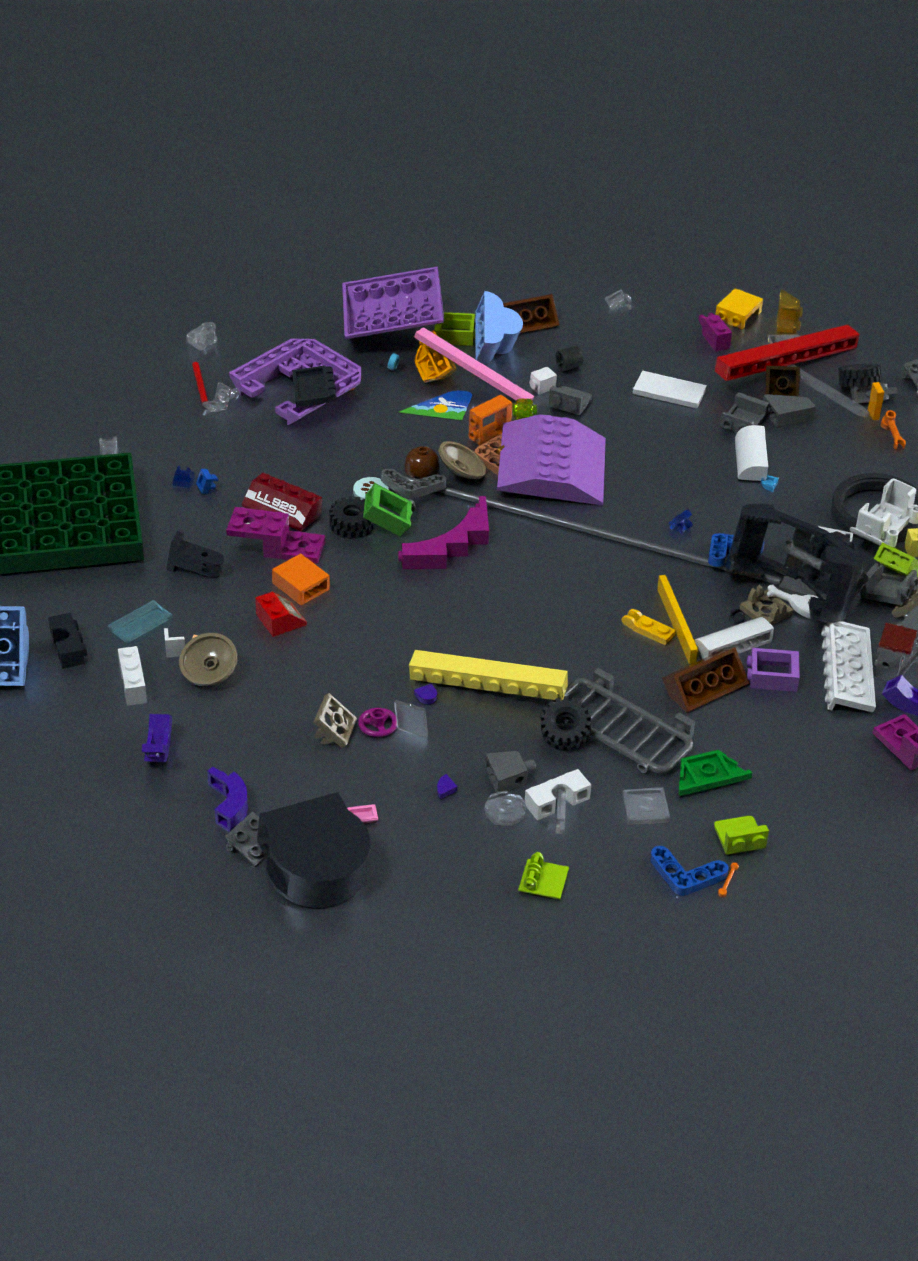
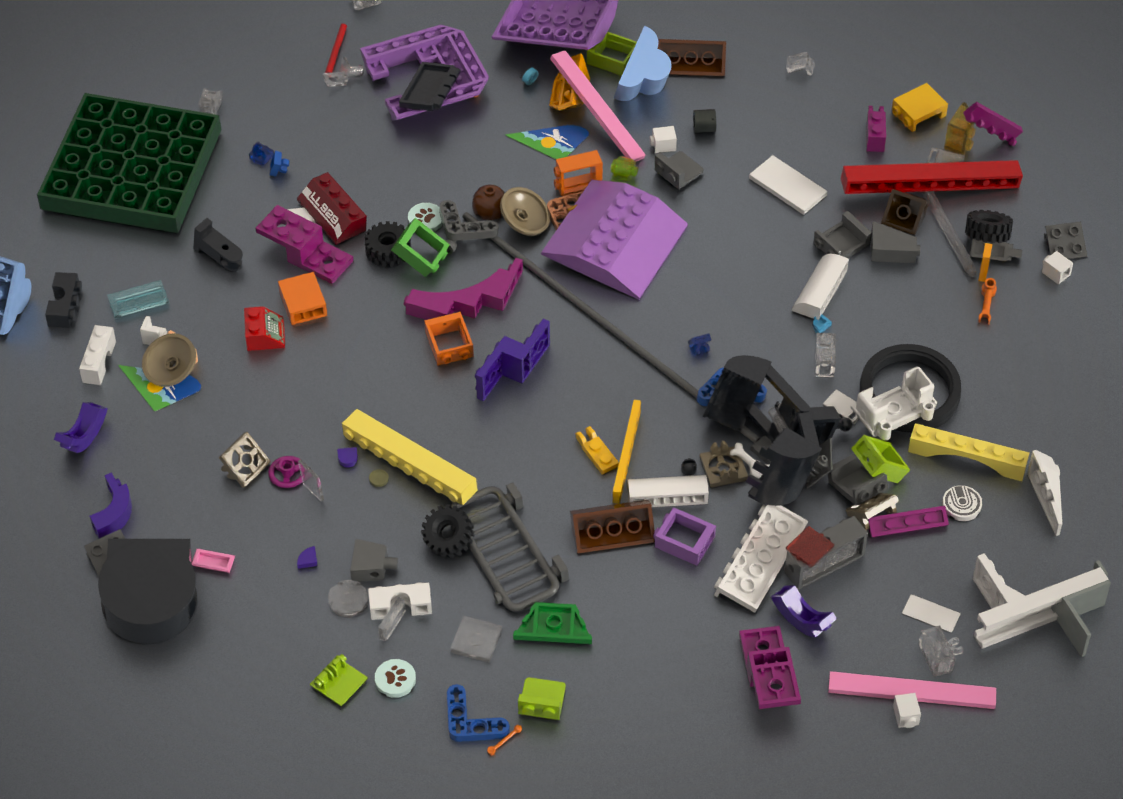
camera: 25 degrees right, 10 degrees up
(211, 695) = (158, 396): none -> sticker
(457, 560) = (453, 322): none -> orange window
(466, 703) = (378, 478): none -> olive piece
(529, 574) = (512, 359): none -> dark purple bracket
(594, 860) = (395, 678): none -> light aqua tile
(793, 500) = (825, 354): none -> clear brick
(813, 300) = (993, 123): none -> magenta hinge

